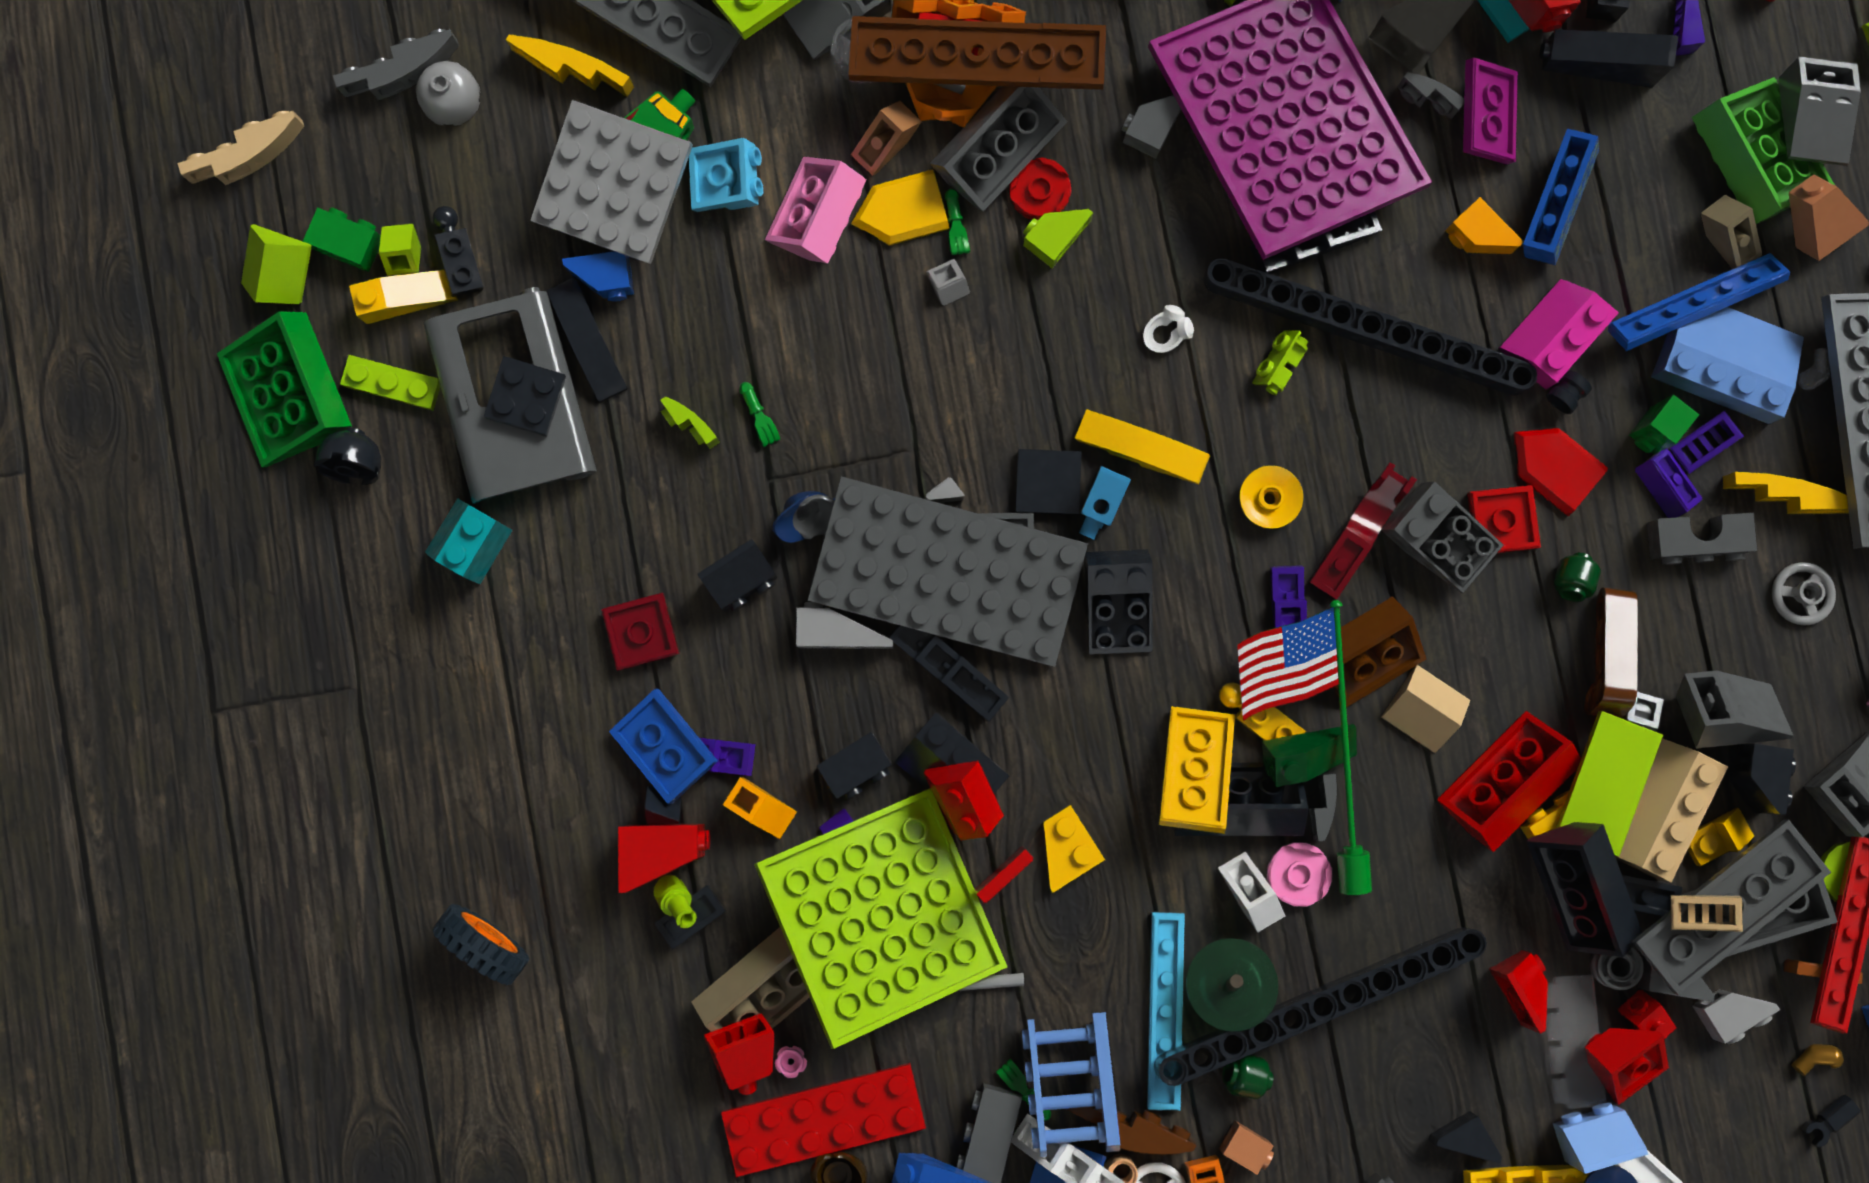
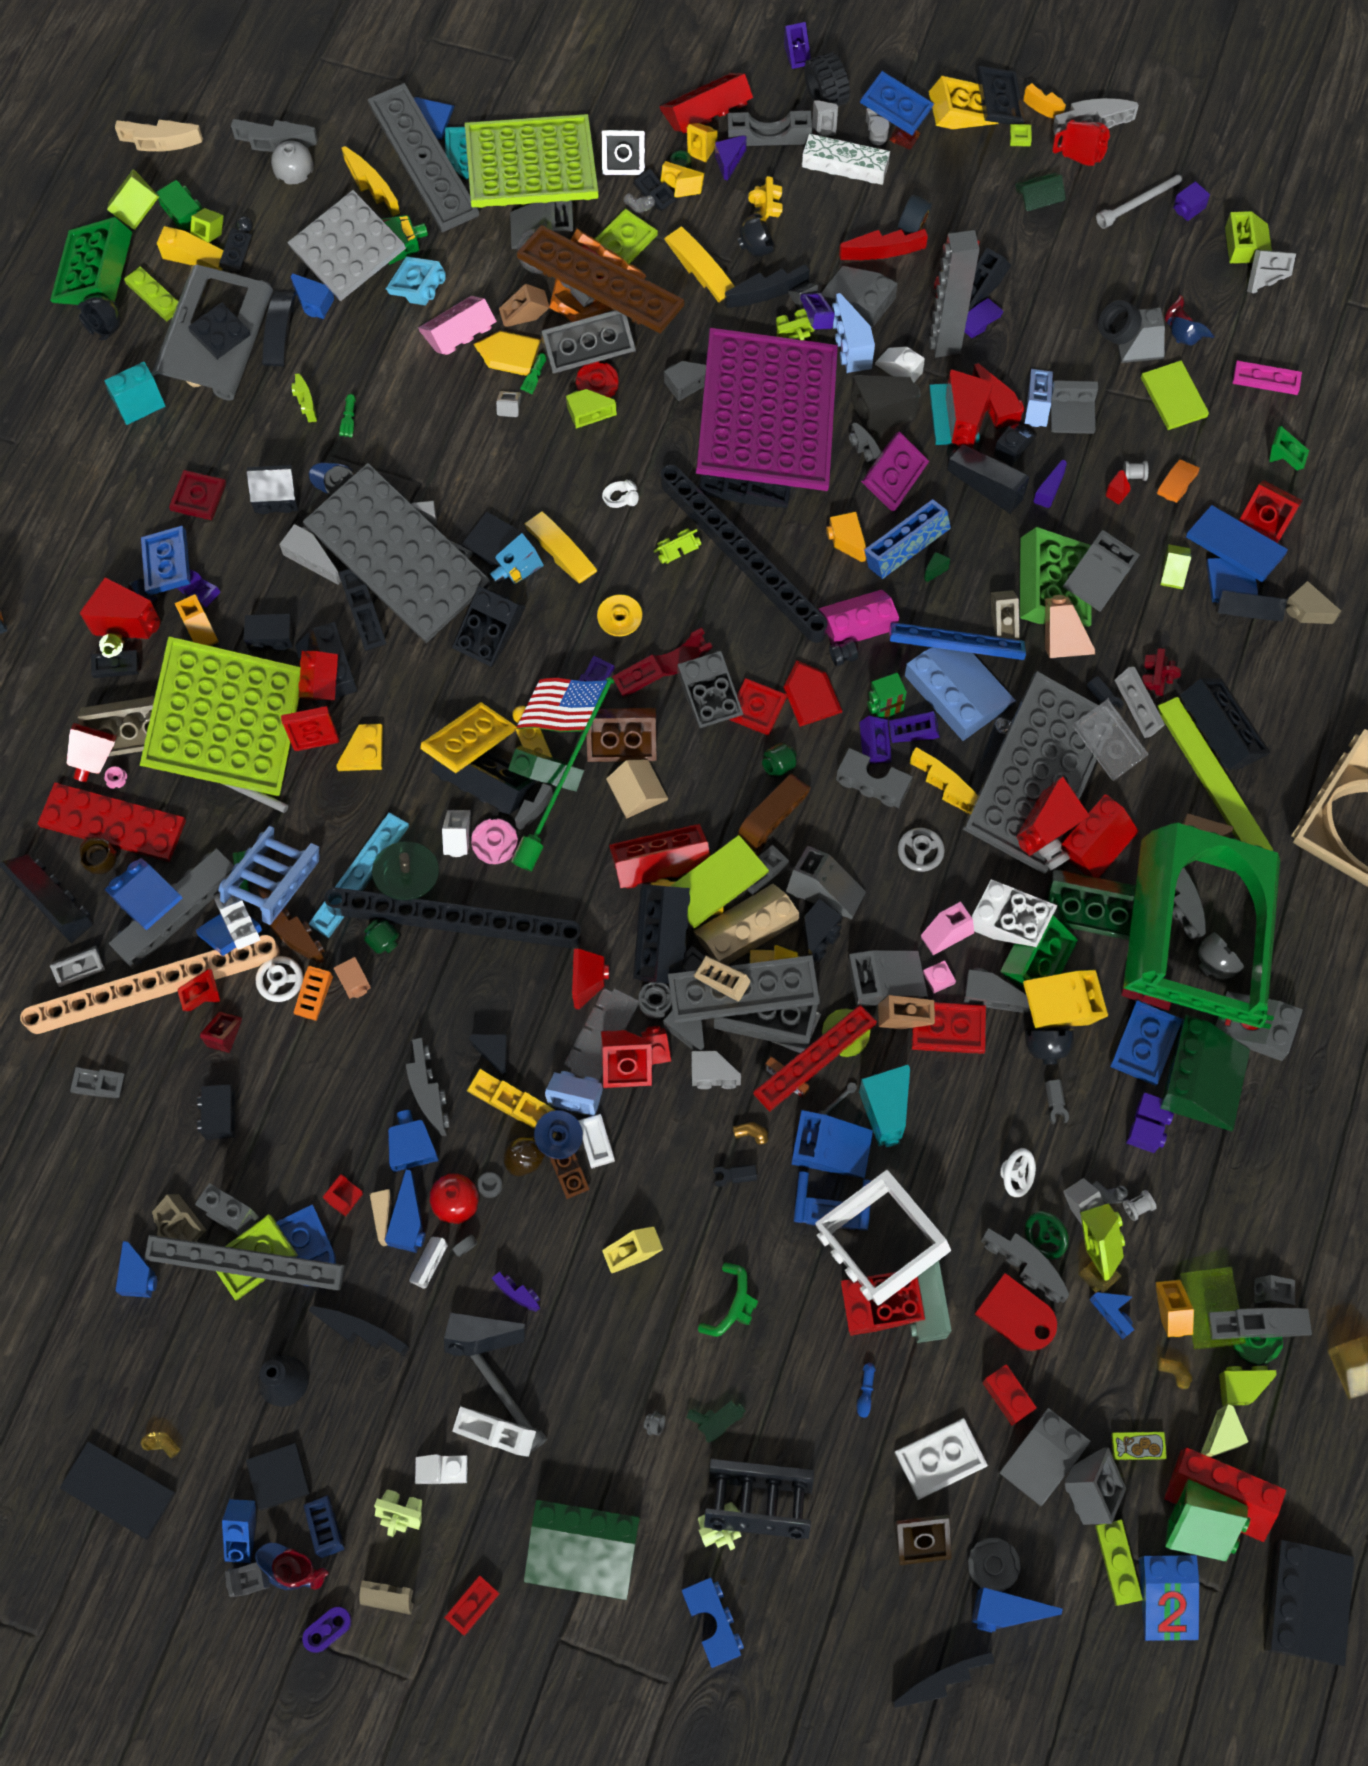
camera: 30 degrees right, 15 degrees down
(1610, 213) = (936, 566): none -> dark green slope

